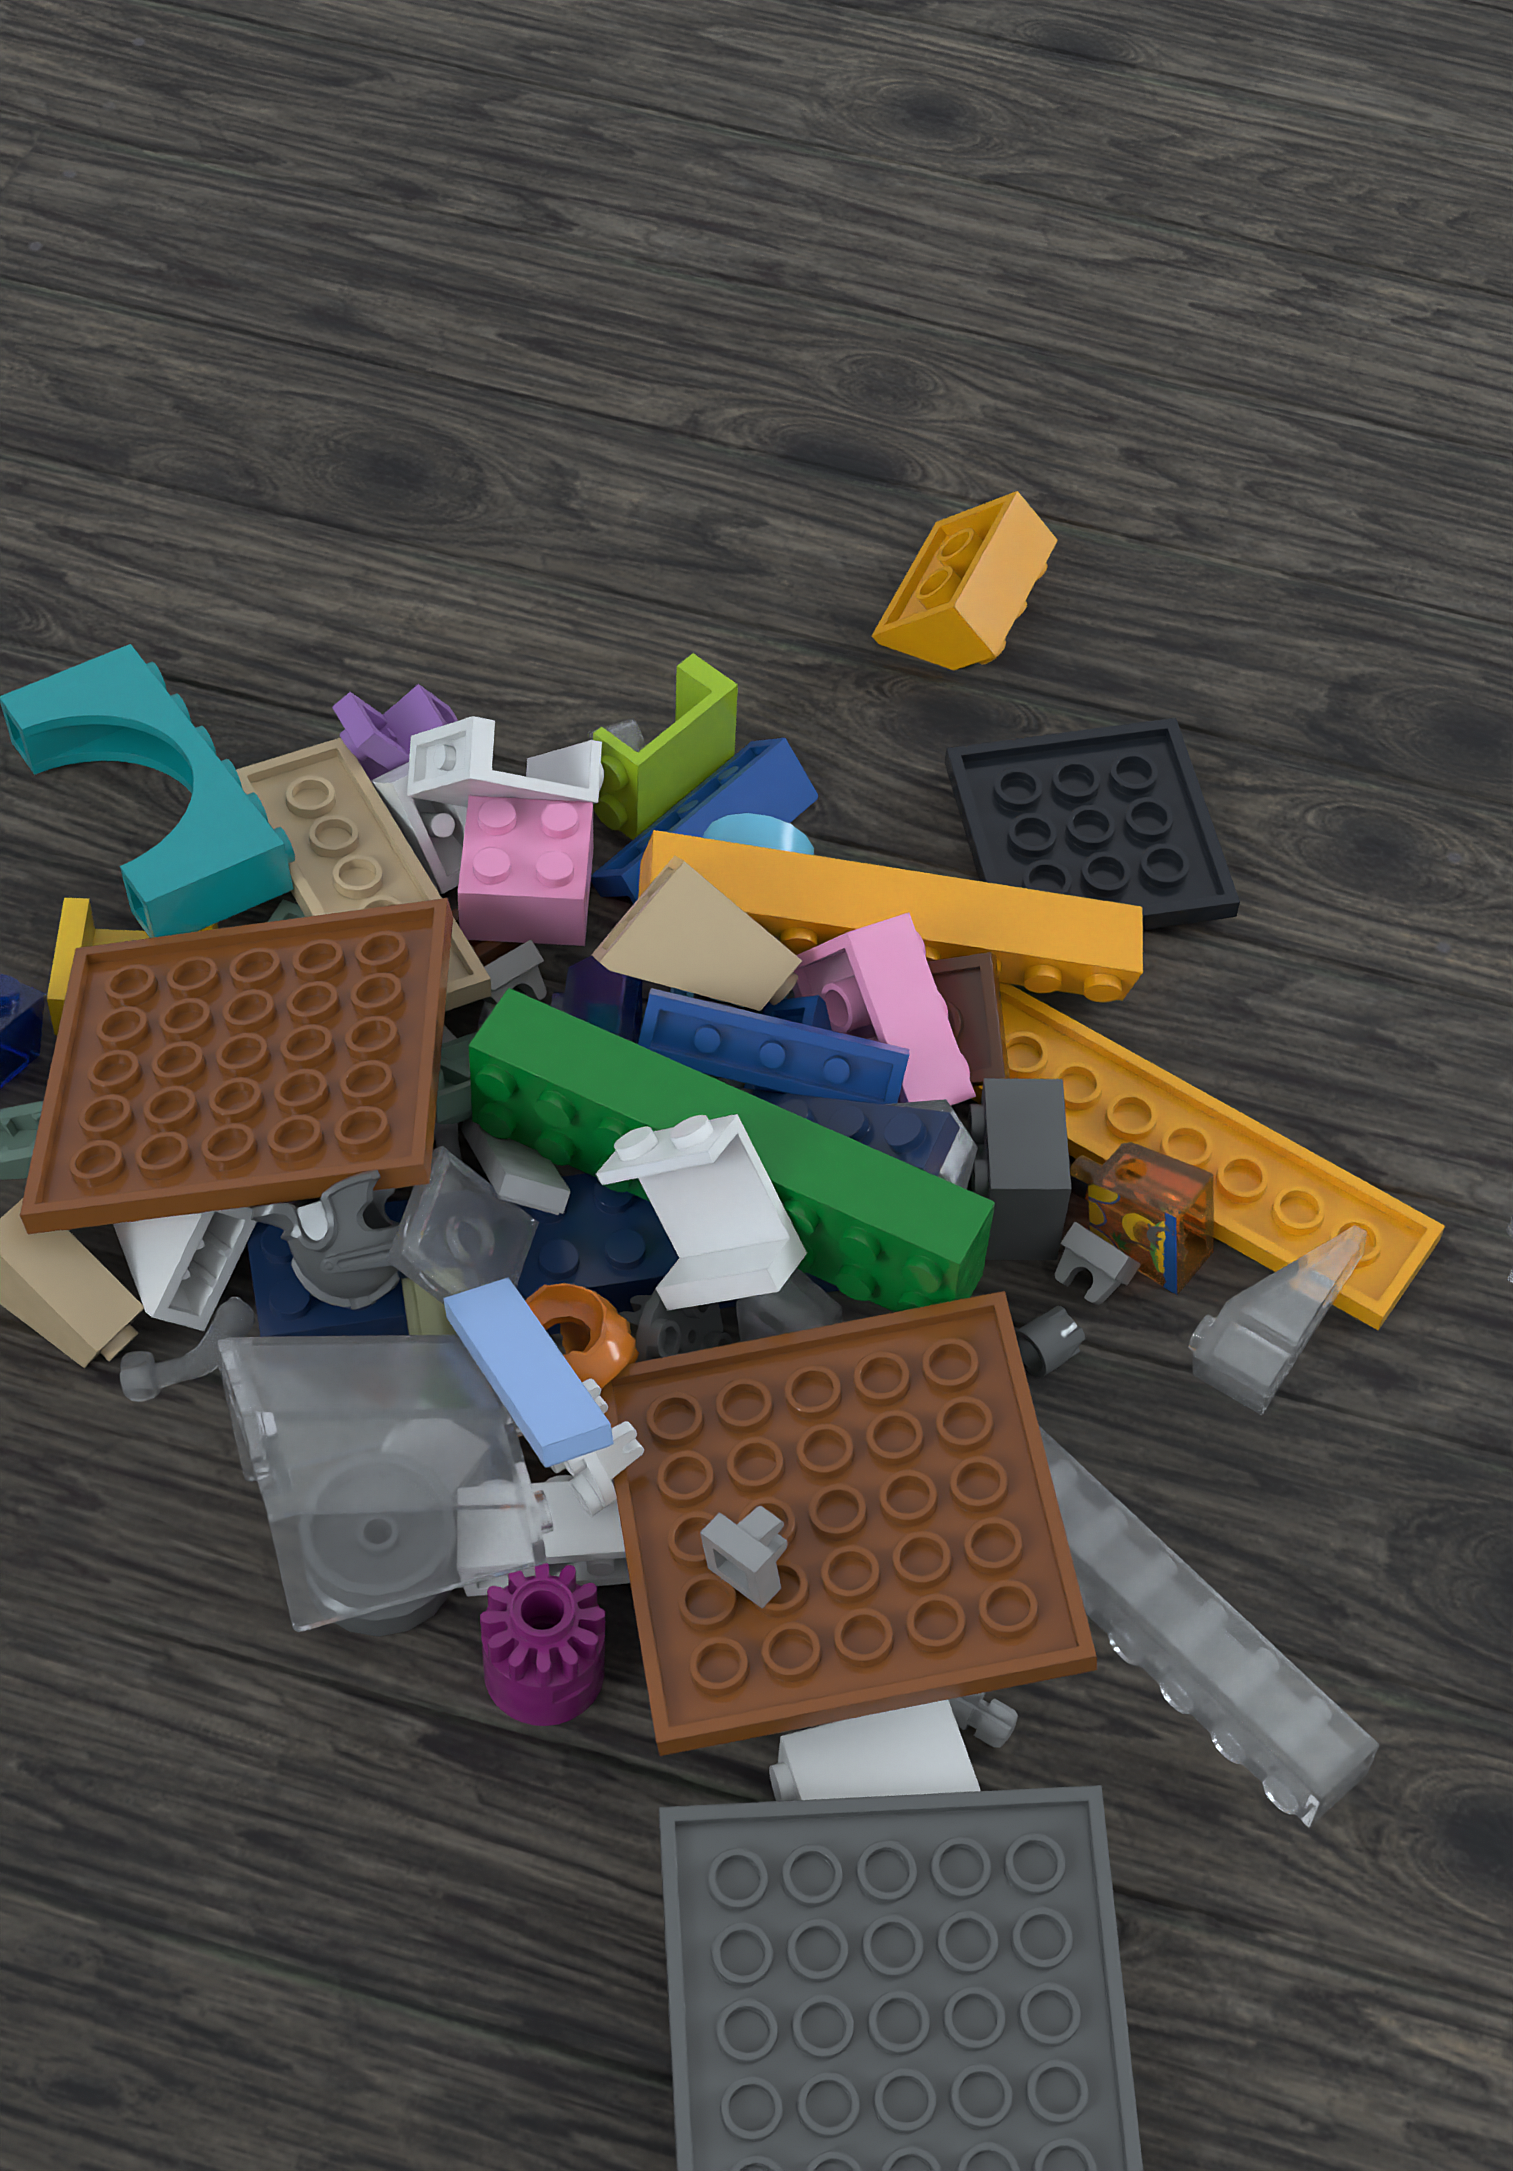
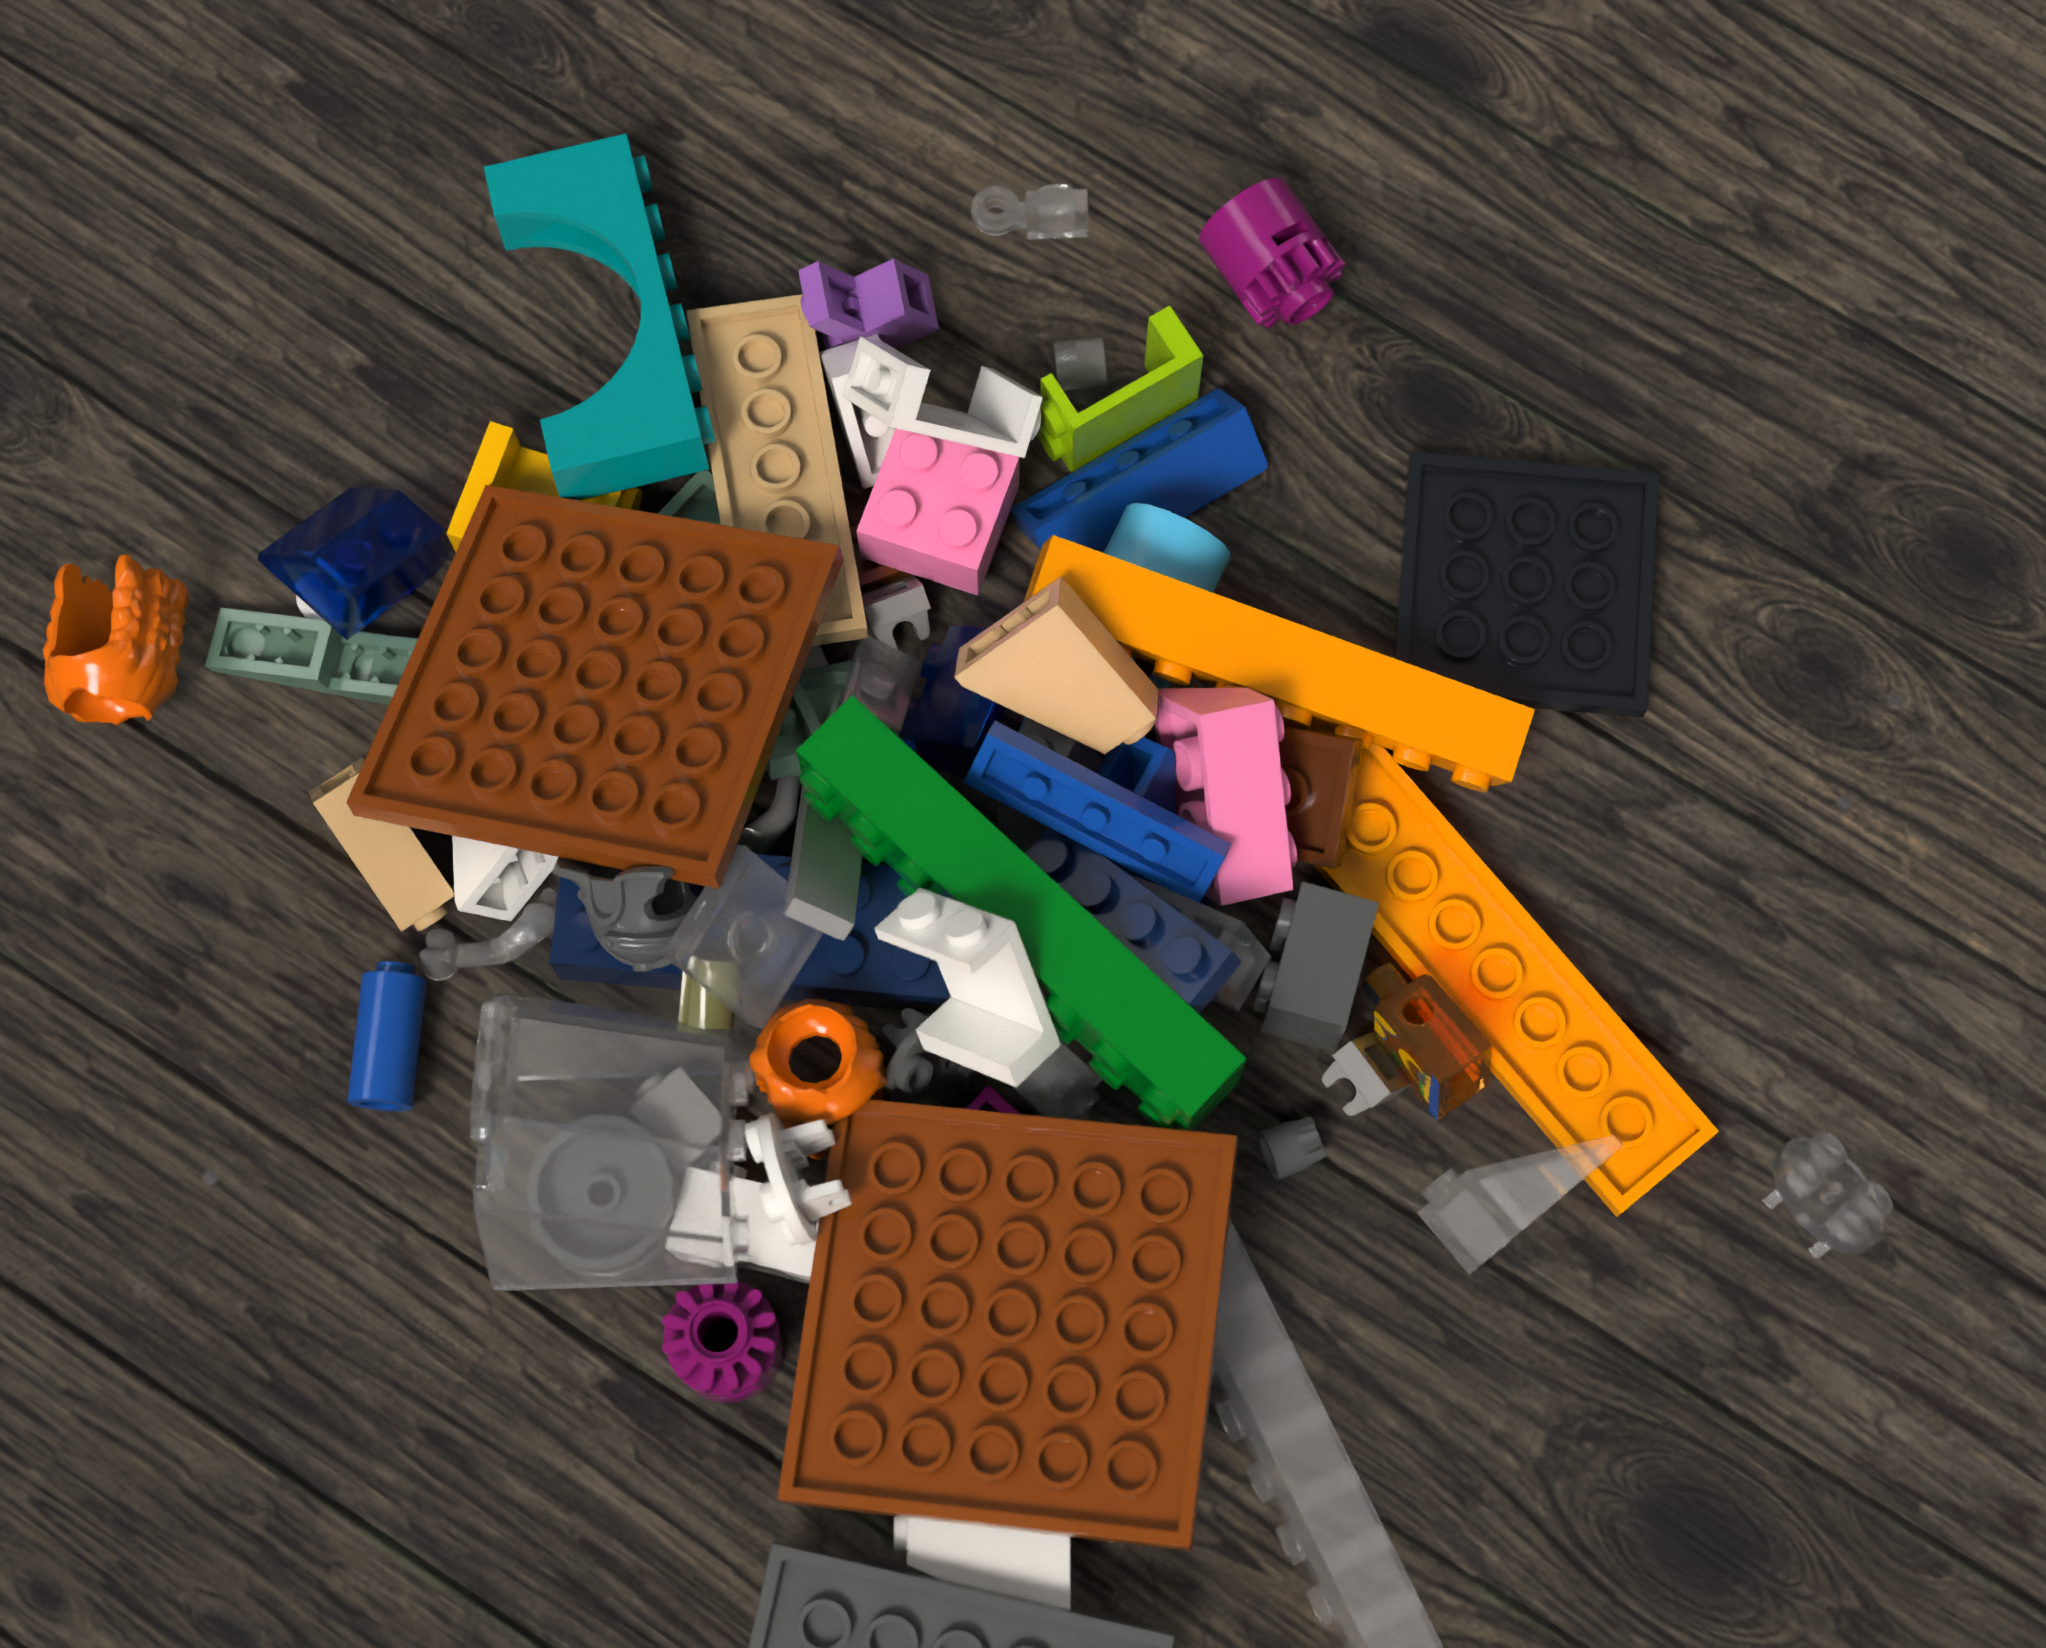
camera: 20 degrees right, 20 degrees up
(106, 1464) = (387, 1038): none -> blue brick
(528, 1372) = (754, 1116): light blue tile -> none
(548, 638) = (1045, 214): none -> clear plate
(746, 1553) = (908, 1347): light grey tile -> none
(765, 619) = (1272, 254): none -> magenta gear
(968, 584) = (1499, 252): light orange slope -> none

